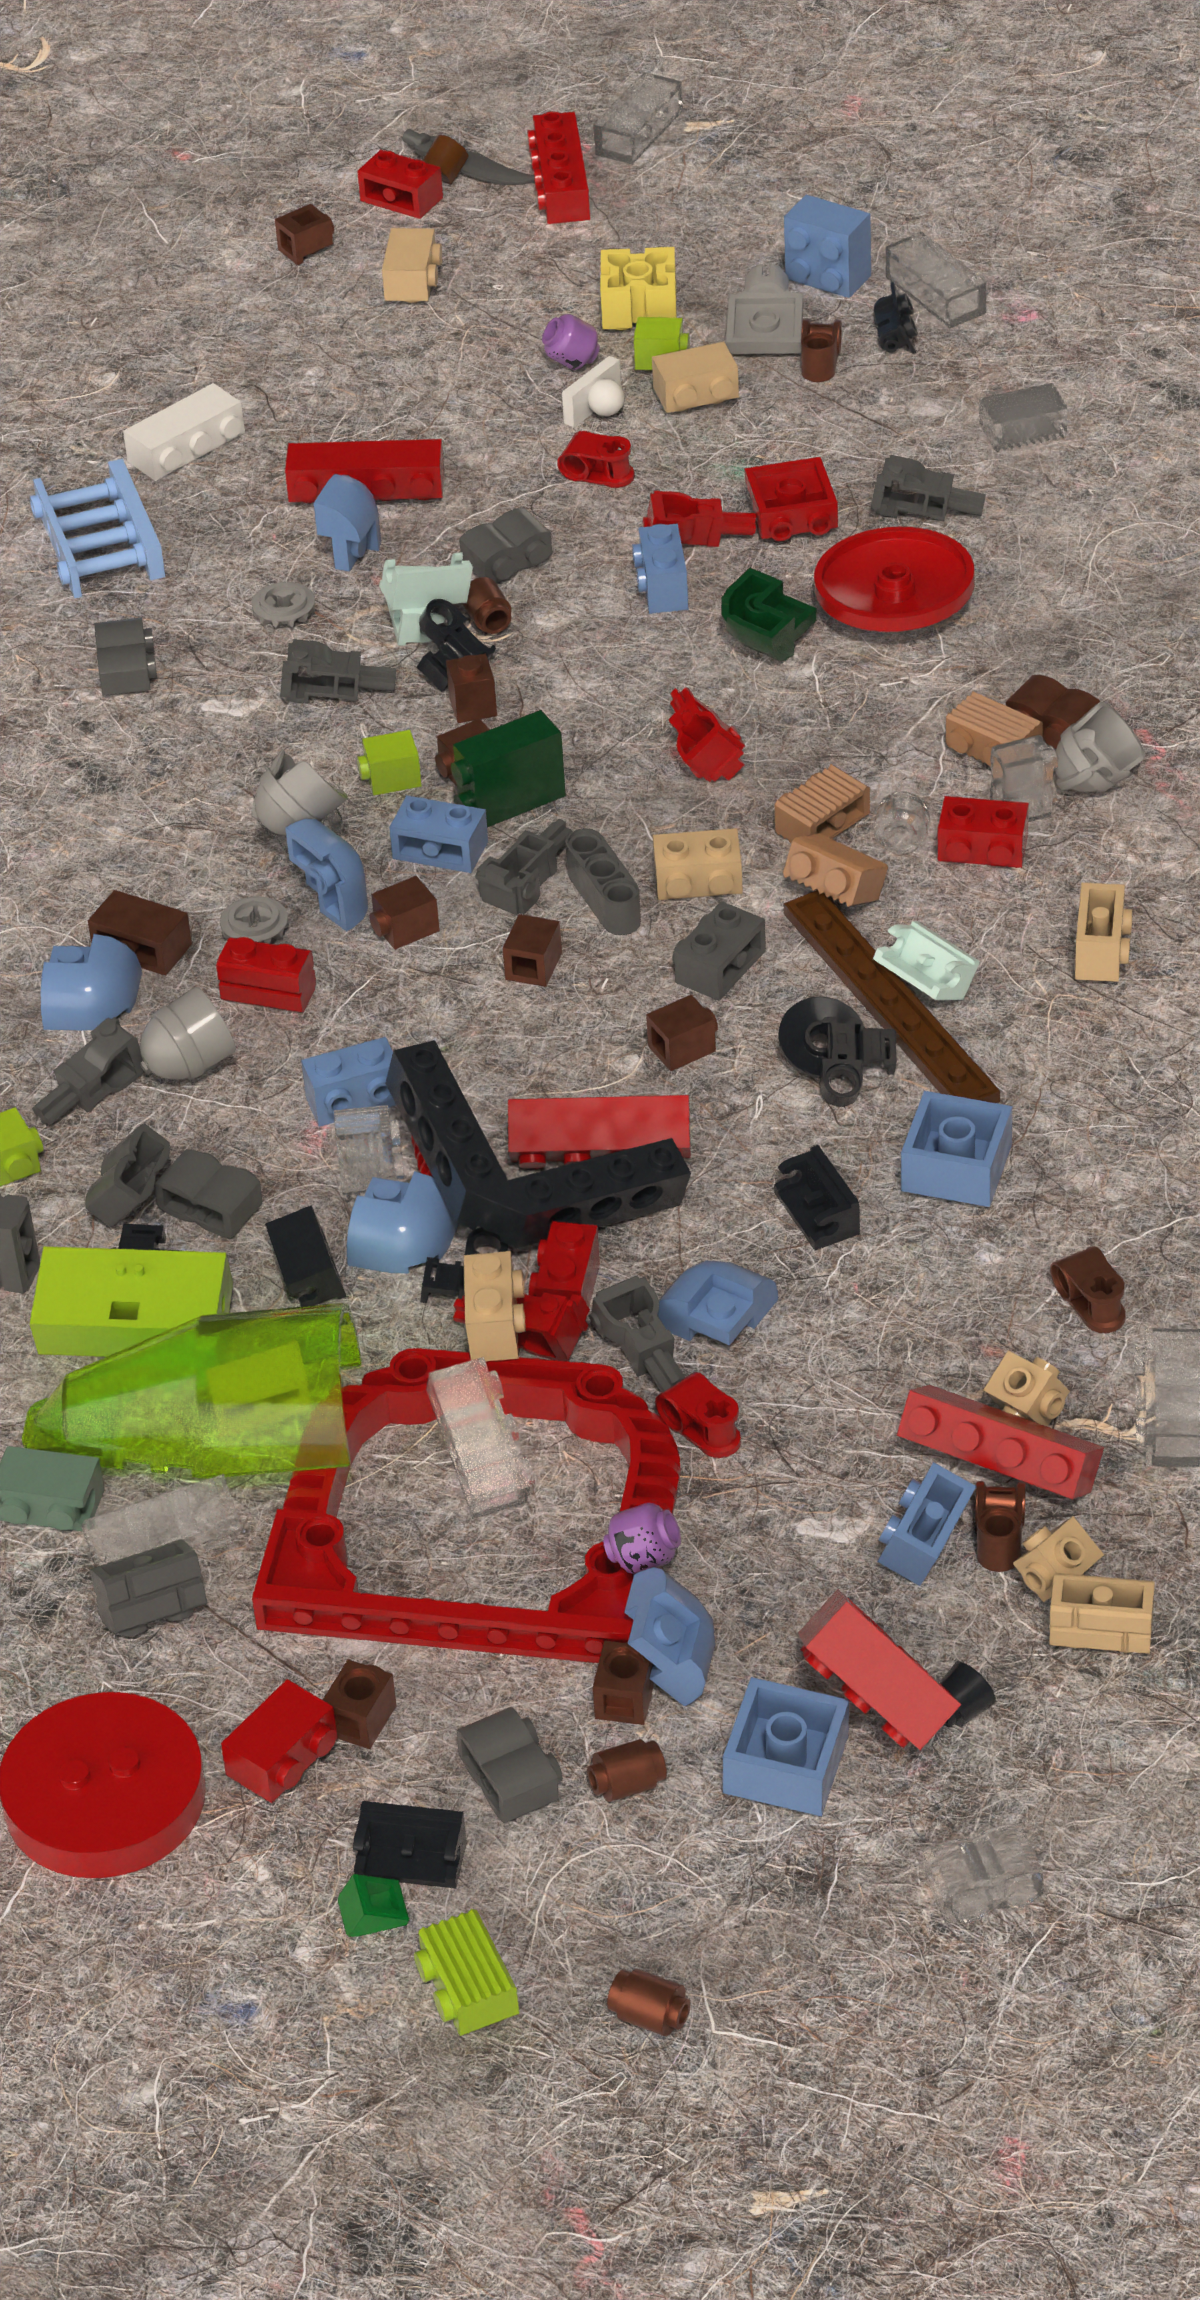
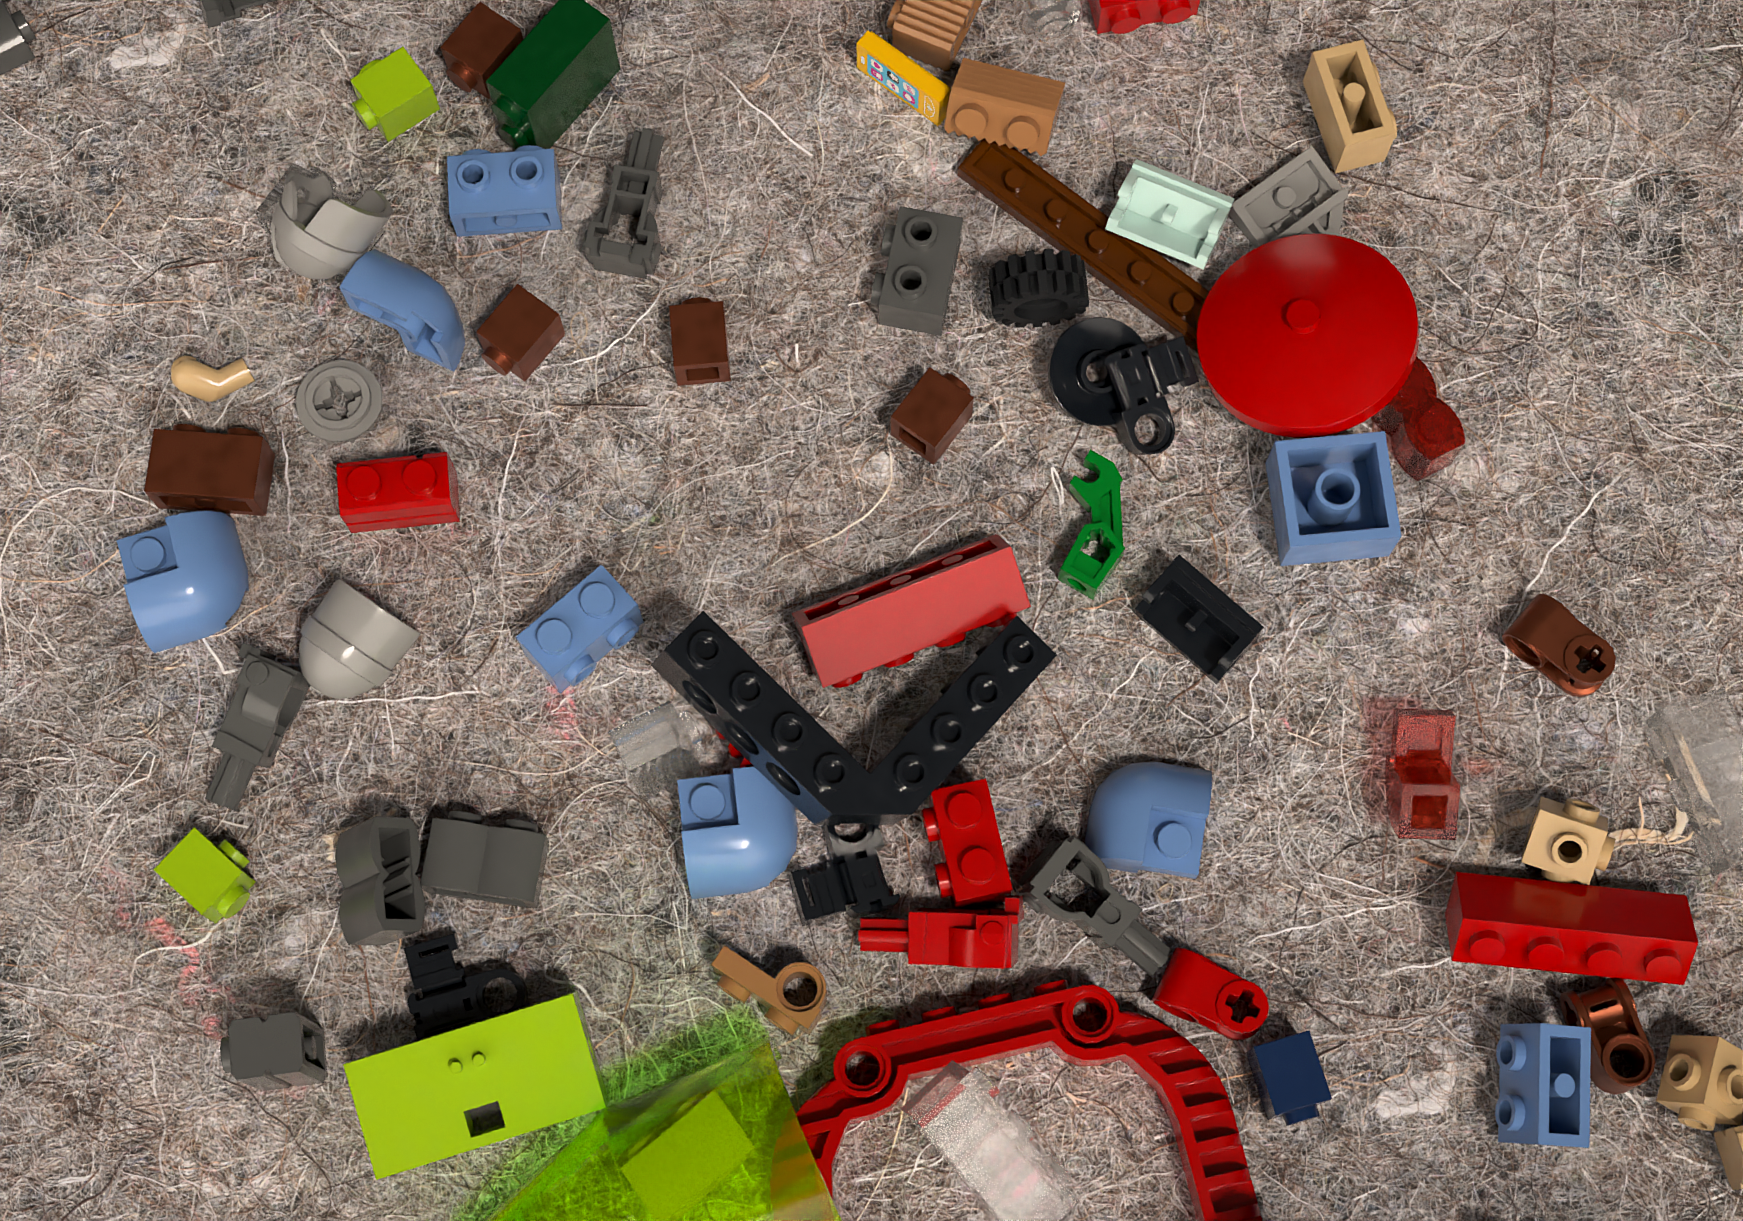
camera: 25 degrees left, 30 degrees up
(169, 889) = (206, 382): none -> tan arm
(305, 1257) = (646, 923): black hinge -> none
(385, 1322) = (743, 979): none -> medium nougat plate
(492, 1306) = (931, 969): tan brick -> none
(603, 881) = (726, 184): dark grey beam -> none
(697, 864) = (835, 142): tan brick -> none
(733, 1473) = (1289, 1078): none -> dark blue brick
(765, 1139) = (1104, 503): none -> green piece
(766, 837) = (903, 77): none -> yellow tile
(802, 956) = (1038, 288): none -> black tyre
(935, 1326) = (1418, 775): none -> clear red brick
(988, 1043) = (1308, 335): none -> red dish
(1029, 989) = (1292, 201): none -> light grey slope
(1050, 1123) = (1421, 426): none -> clear red brick

